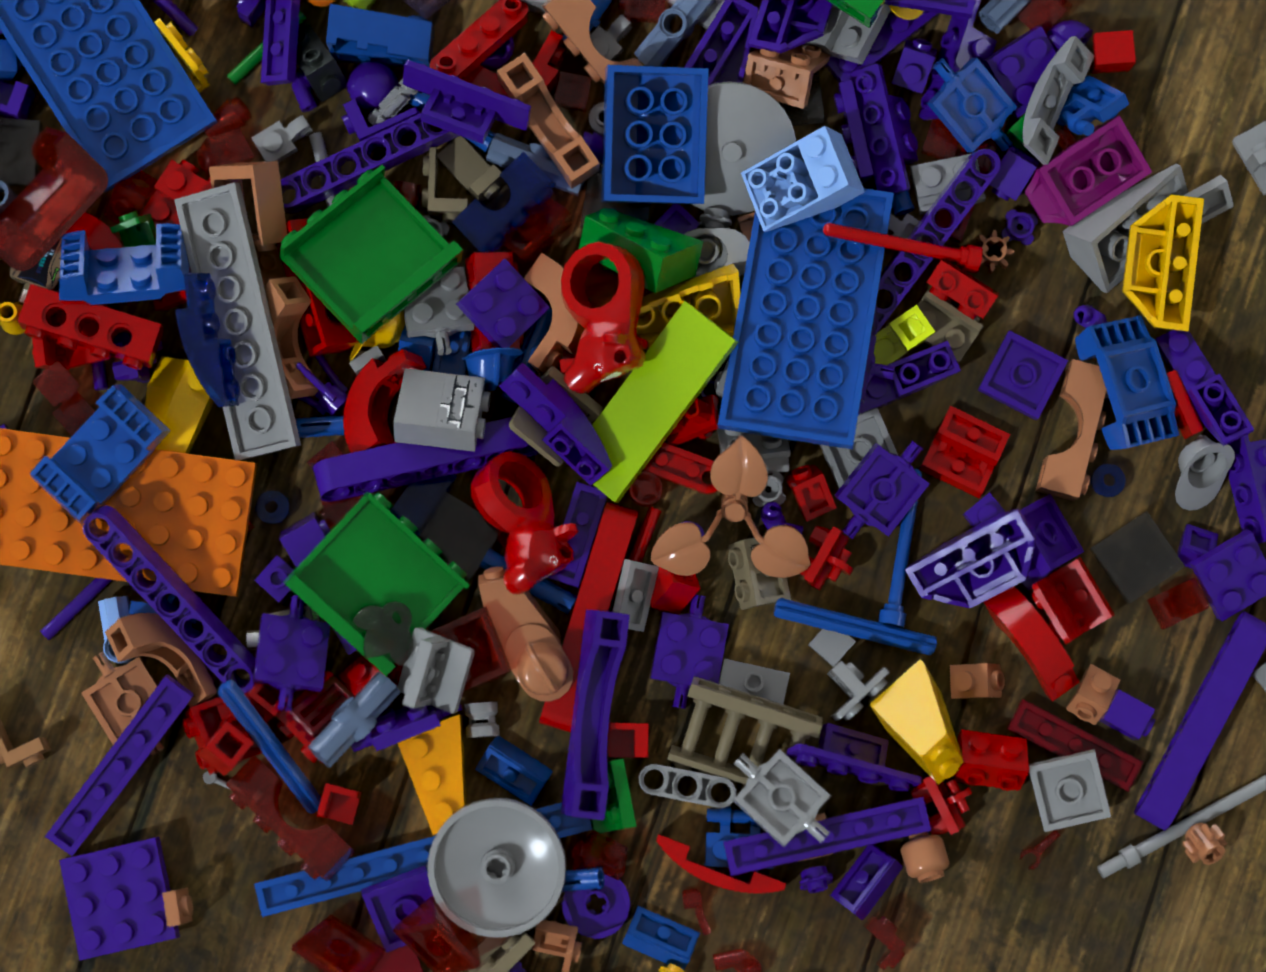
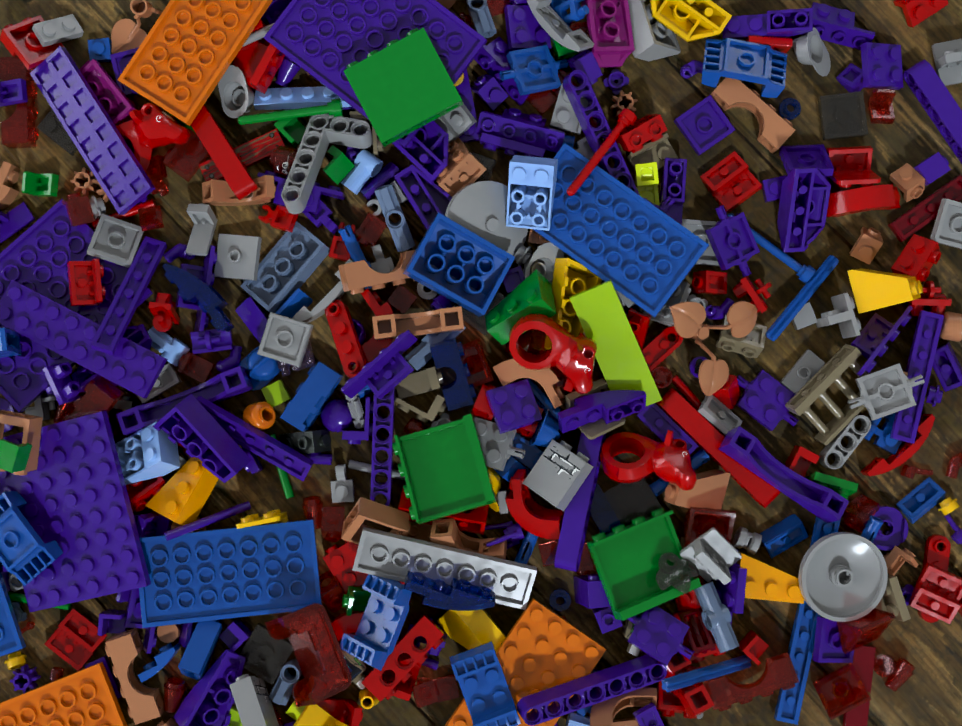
camera: 60 degrees left, 5 degrees up
(539, 662) = (734, 491): nougat piece -> none

